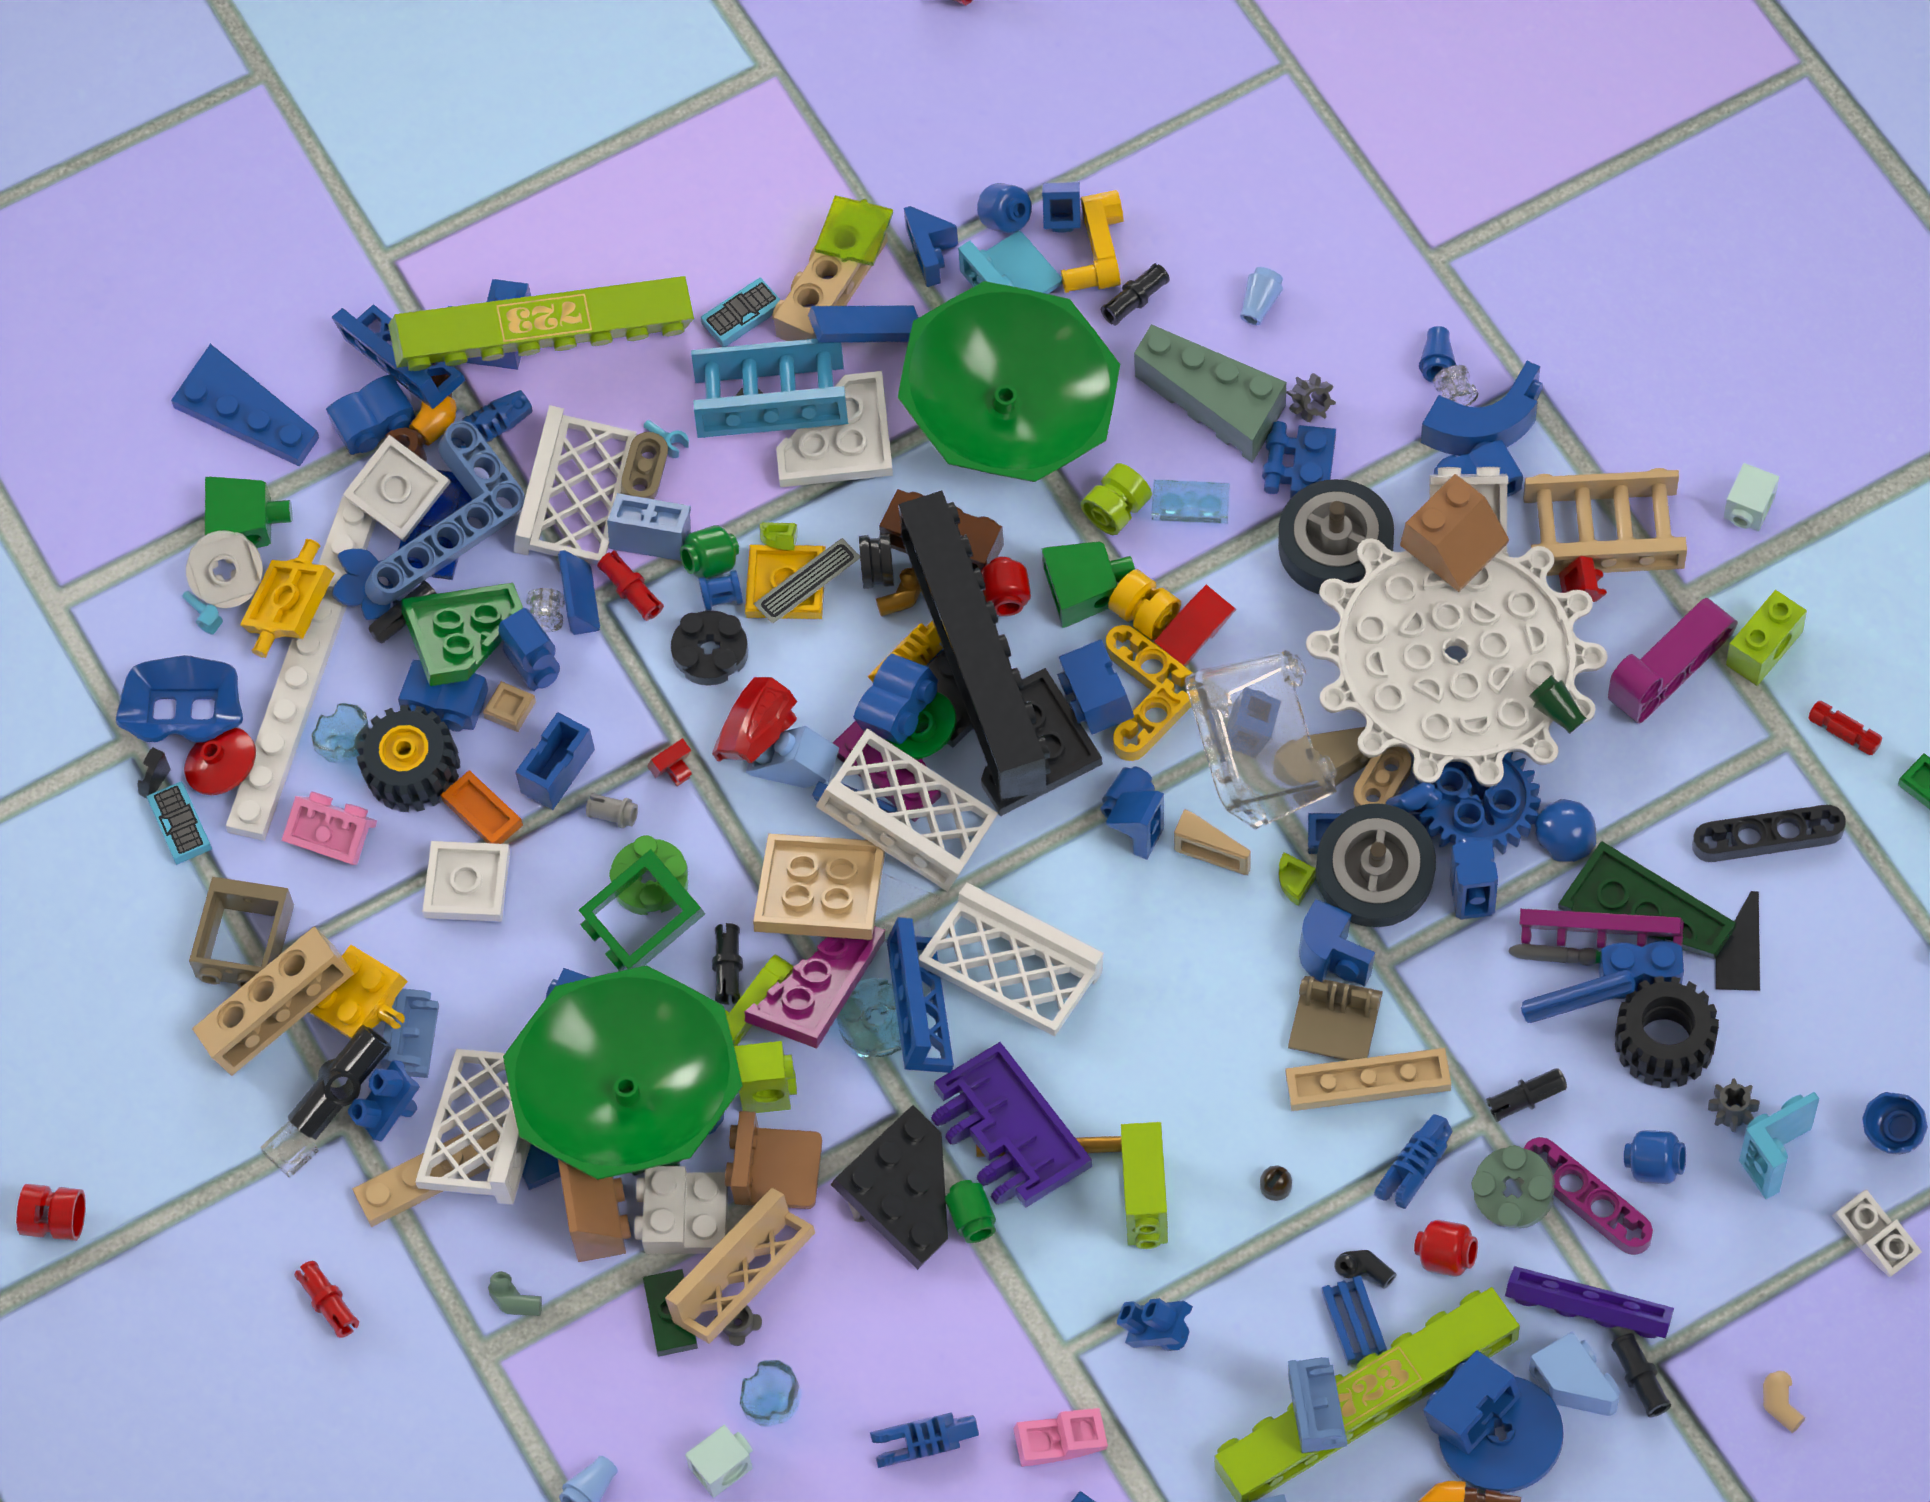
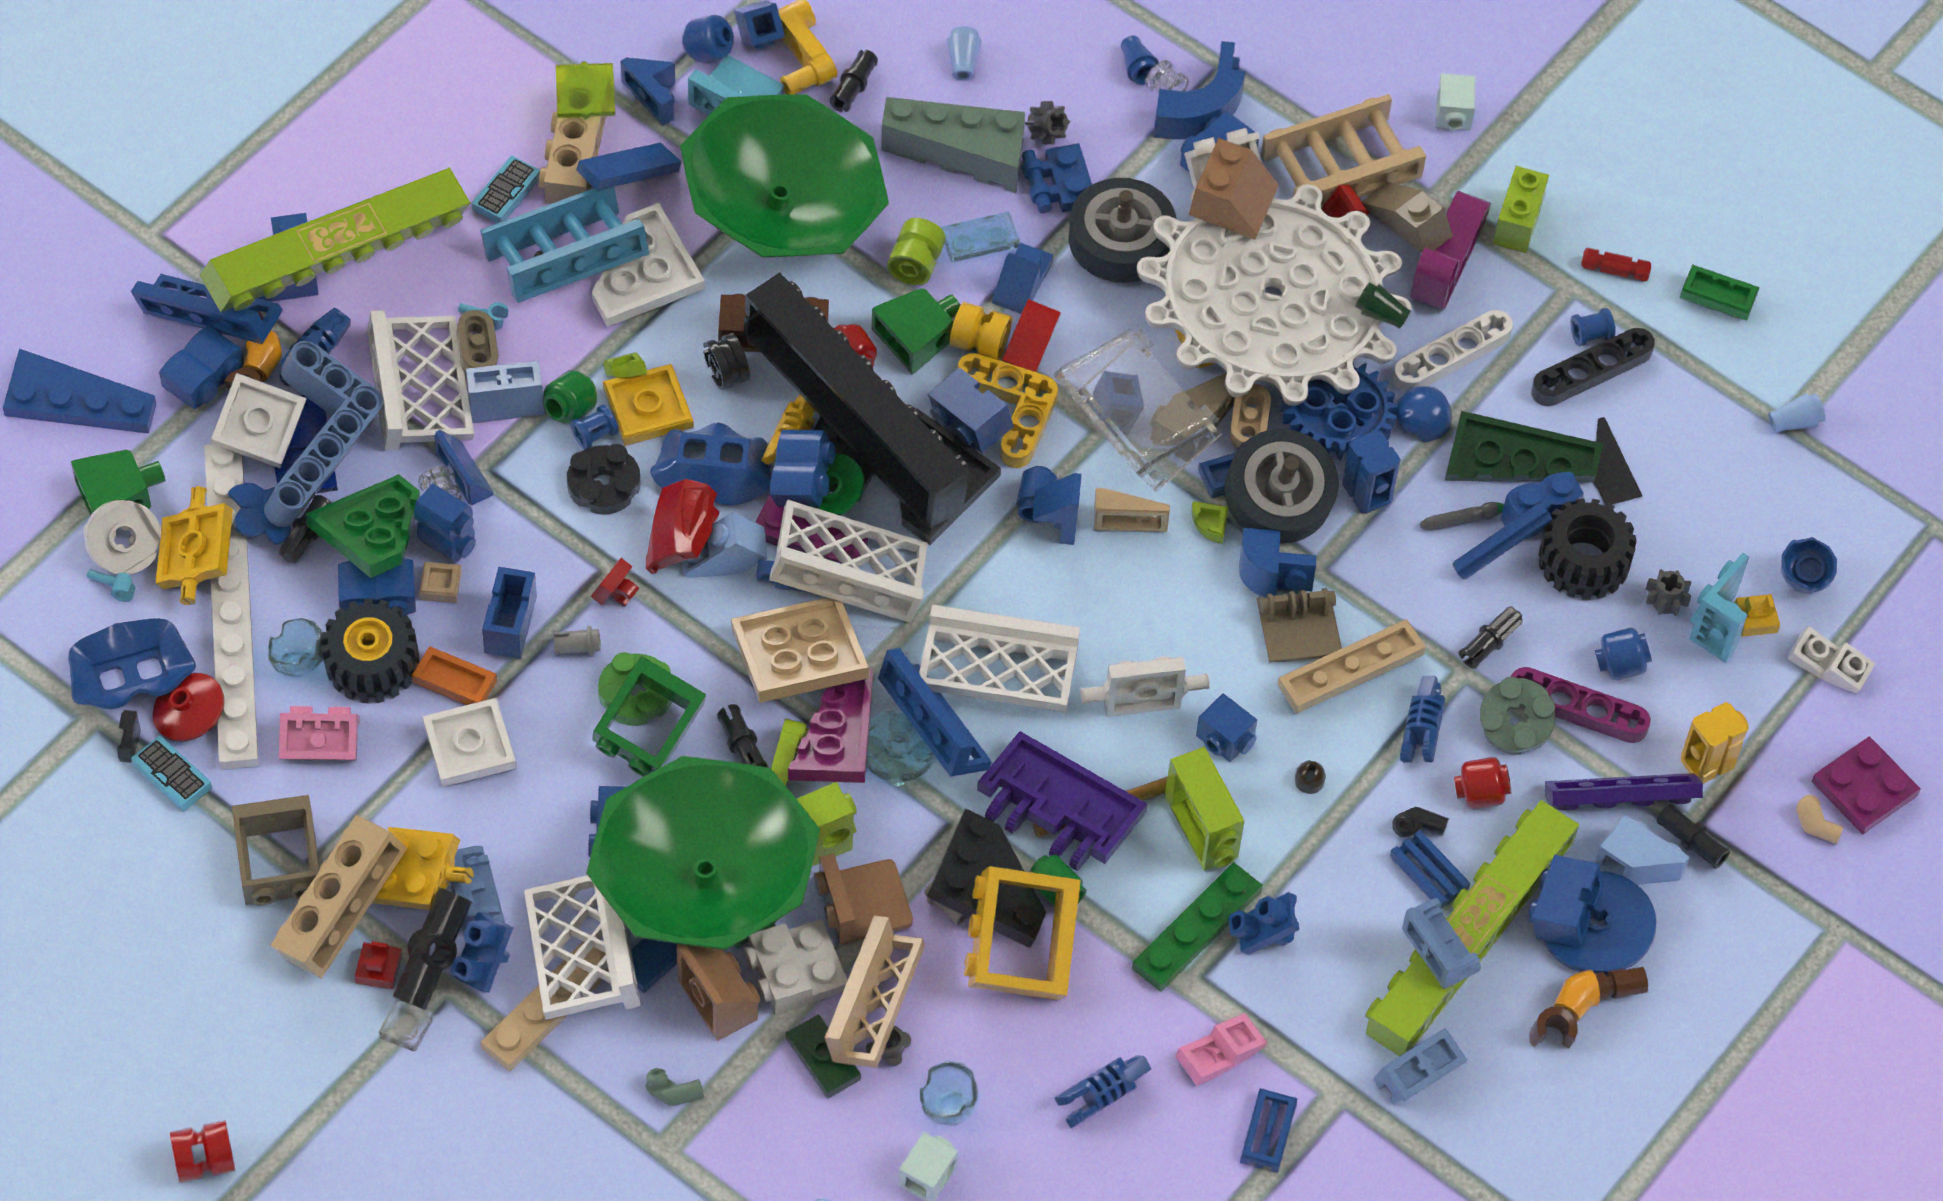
camera: 30 degrees left, 5 degrees down
(290, 1079) = (378, 965): none -> red tile
(326, 1299) = (499, 1145): red pin -> none
(630, 585) = (508, 446): red pin -> none
(807, 580) = (669, 396): sticker -> none
(808, 677) = (731, 481): none -> blue piece
(865, 1235) = (1061, 942): none -> yellow window
(904, 597) = (762, 384): pearl gold arm -> none
(1092, 1302) = (1196, 927): none -> green plate
(1140, 1036) = (1145, 686): none -> white plate
(1209, 1105) = (1227, 728): none -> blue brick
(1215, 556) = (1021, 277): none -> blue slope
(1417, 797) = (1295, 417): blue arm -> none
(1599, 923) = (1492, 478): magenta hinge -> none
(1625, 765) = (1449, 347): none -> white beam
(1639, 612) = (1410, 215): none -> dark tan slope
(1702, 1284) = (1714, 742): none -> yellow brick
(1786, 790) = (1592, 326): none -> blue bush
(1820, 1159) = (1761, 615): none -> yellow tile
(1852, 1379) = (1866, 785): none -> magenta plate

